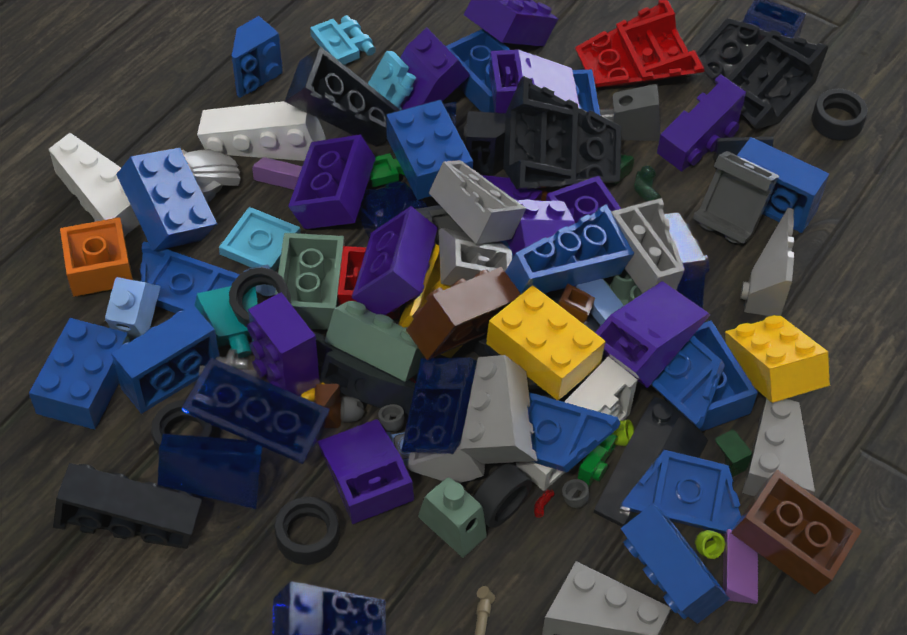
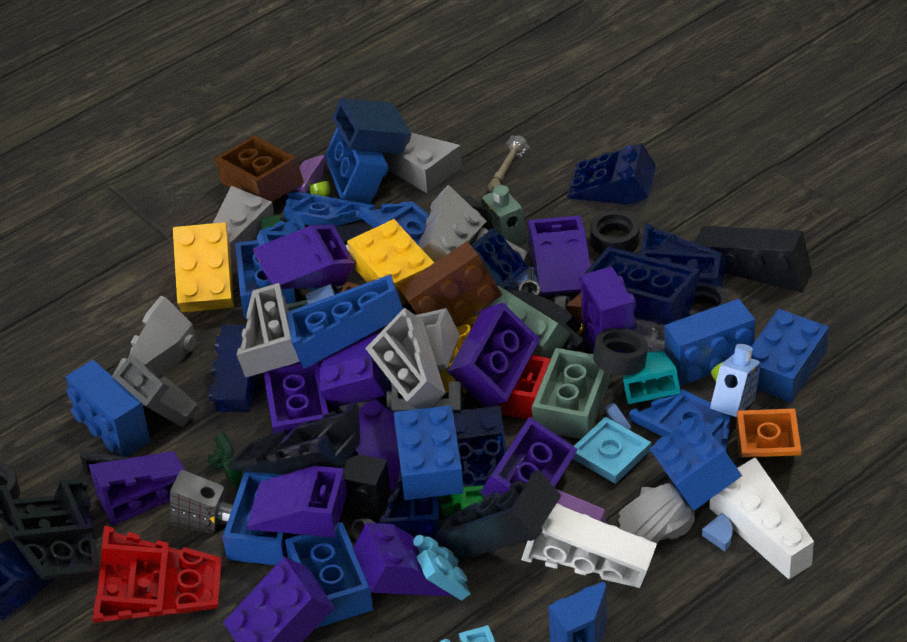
camera: 160 degrees left, 10 degrees down
(662, 569) = (371, 126): none -> dark blue brick

